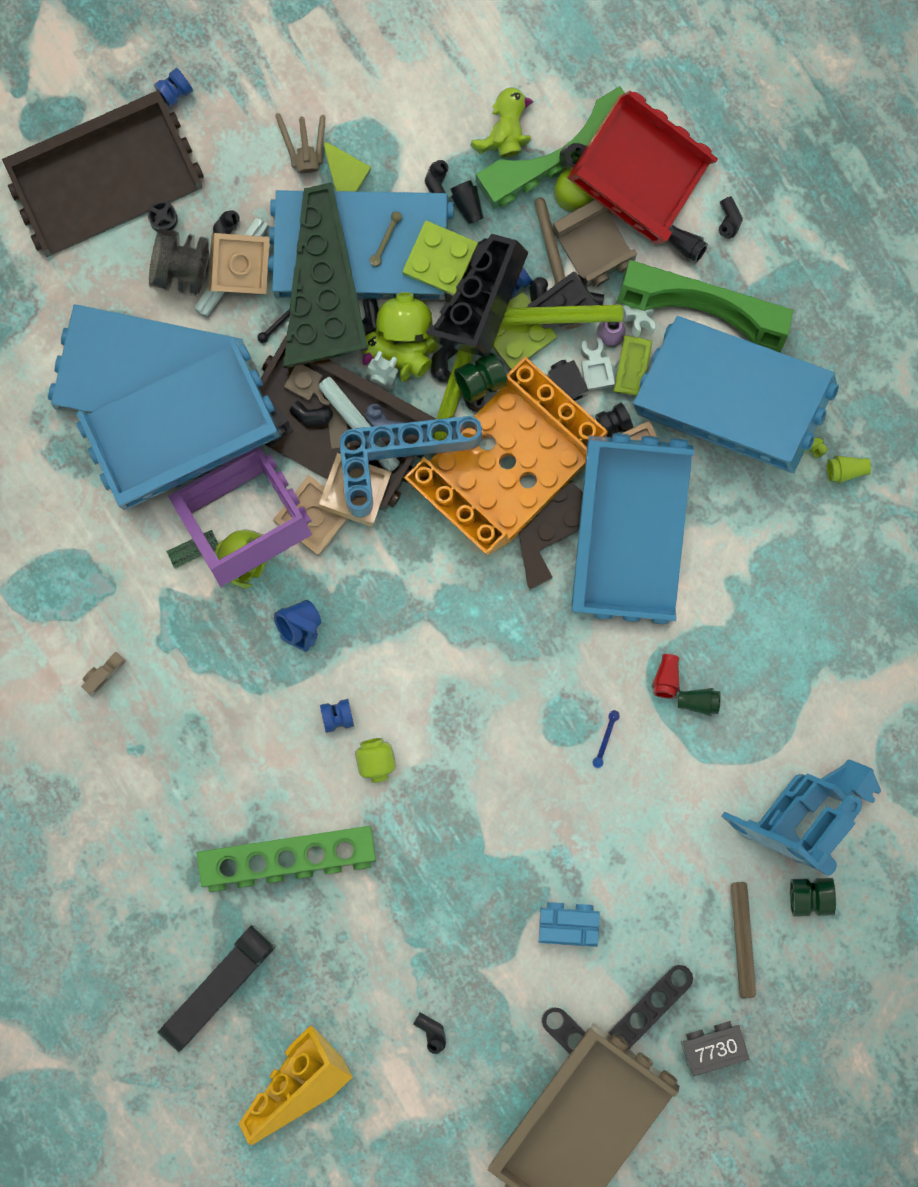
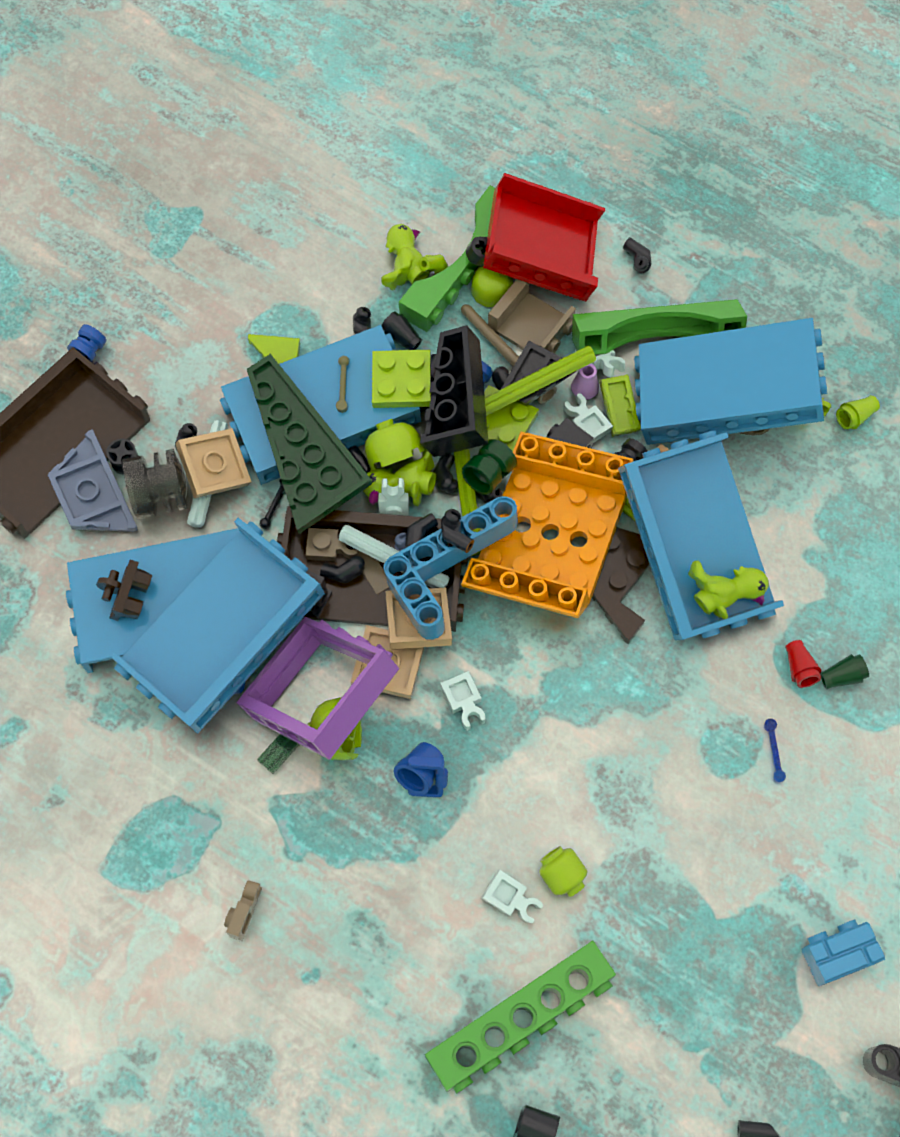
camera: 20 degrees left, 15 degrees down
(120, 238) = (90, 490): none -> sand blue wing
(122, 347) = (123, 604): none -> dark brown hips
(306, 159) = (237, 355): dark tan plant -> none
(321, 757) = (507, 894): none -> light aqua plate
(342, 715) = (503, 844): blue wheel -> none
(362, 572) = (462, 696): none -> light aqua plate
(388, 411) = (419, 529): none -> black arm
(412, 433) = (452, 531): none -> black arm
(529, 147) = (433, 263): none -> lime arm
(627, 585) = (721, 592): none -> lime animal
(687, 244) = (614, 288): black cone -> none

